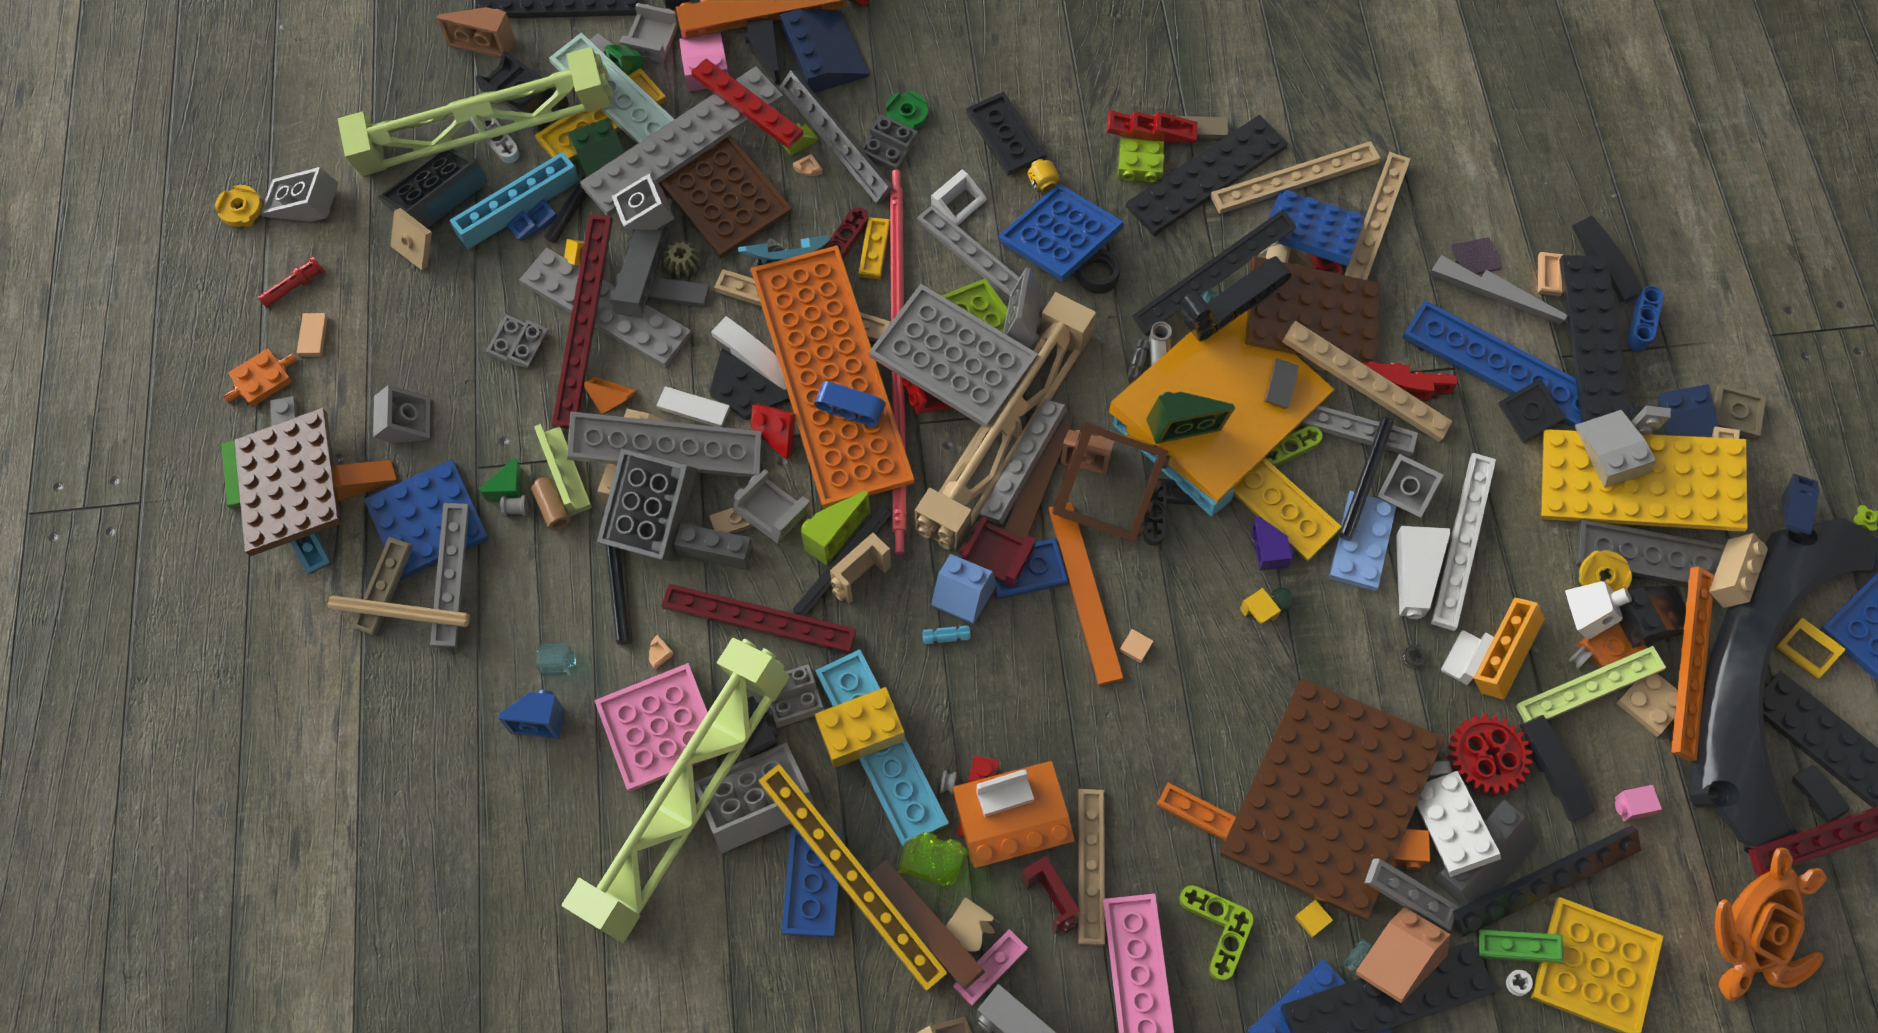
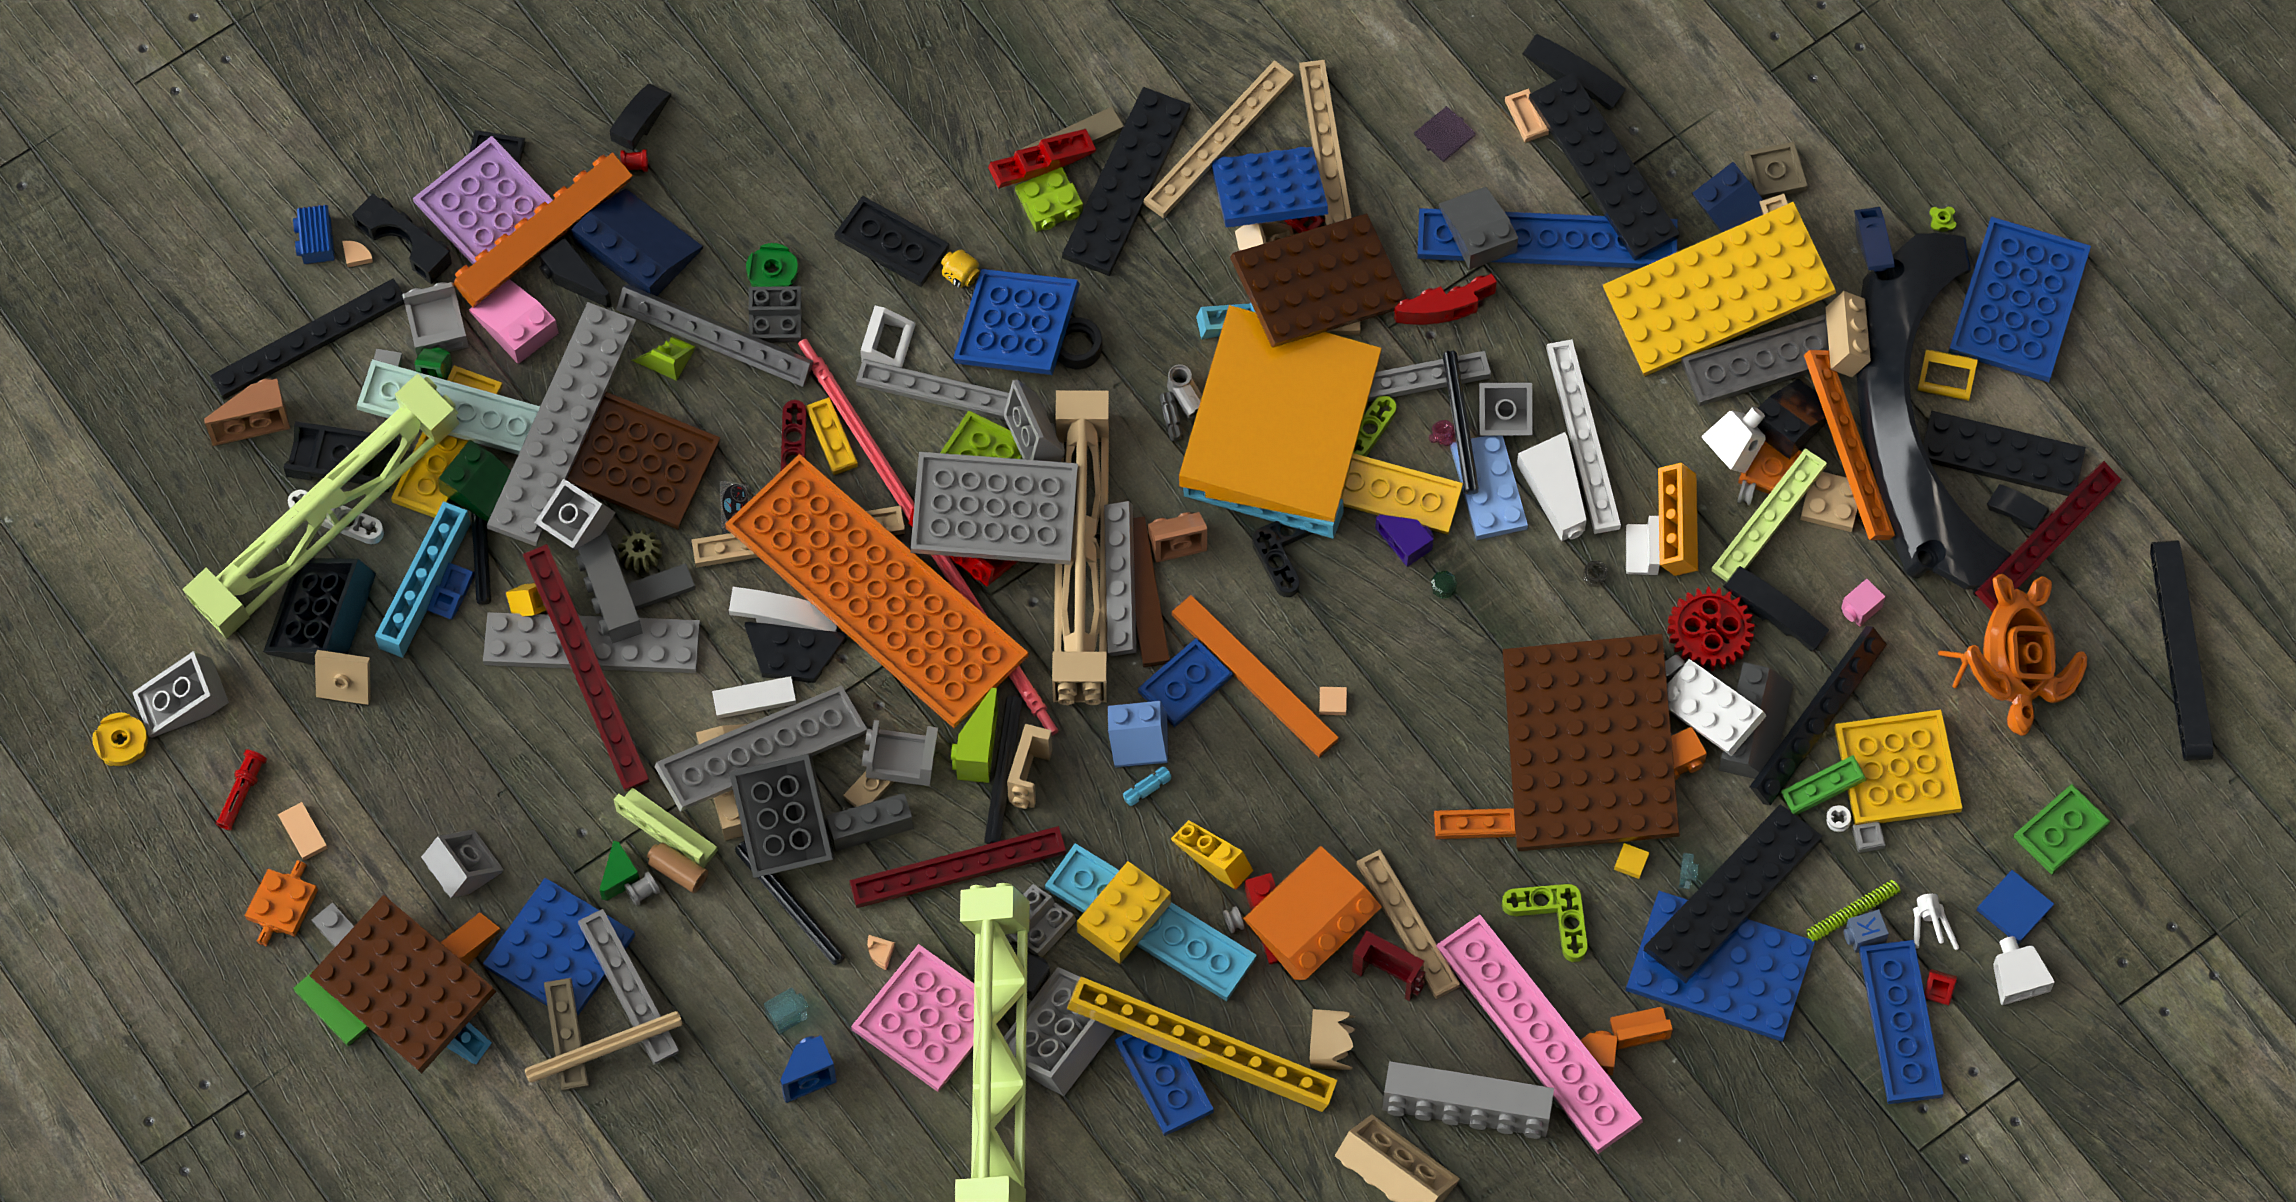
camera: 30 degrees left, 0 degrees up
(516, 341) = (525, 726): light grey slope -> none
(607, 394) = (658, 730): orange slope -> none
(747, 103) = (609, 349): red plate -> none
(761, 250) = (763, 468): medium azure slope -> none
(775, 427) = (854, 672): red wing -> none
(808, 166) = (704, 383): light nougat tile -> none
(850, 404) = (920, 610): blue beam -> none
(927, 926) = (1315, 1056): reddish brown tile -> none
(932, 859) = (1263, 992): clear neon green slope -> none
(965, 719) = (1214, 854): none -> yellow slope
(995, 964) = (1370, 1059): bright pink plate -> none
(998, 551) = (1151, 679): dark red panel -> none
(1004, 793) = (1296, 896): white panel -> none
(1073, 467) = (1179, 555): reddish brown window -> none
(1186, 416) = (1260, 453): dark green slope -> none
(1208, 318) = (1222, 342): black beam -> none
(1215, 270) = (1198, 287): black plate -> none
(1260, 606) = (1429, 601): yellow panel -> none
(1281, 383) = (1330, 369): dark grey slope -> none
(1348, 479) = (1443, 433): none -> clear pink plate
(1367, 381) = (1408, 324): tan plate -> none
(1404, 955) = (1726, 845): nougat slope -> none
(1411, 894) = (1705, 790): light grey plate -> none
(1466, 337) = (1479, 227): none -> dark grey slope
(1494, 288) = (1479, 160): light grey slope -> none
(1531, 410) = (1580, 272): black tile -> none
(1538, 1014) = (1868, 837): none -> light grey tile
(1599, 561) = (1720, 389): yellow plate -> none
(1615, 448) = (1677, 271): light grey slope -> none
(1645, 319) = (1642, 128): blue beam -> none
(1651, 419) = (1694, 230): light grey plate -> none
(1710, 903) = (1963, 656): none -> orange plant

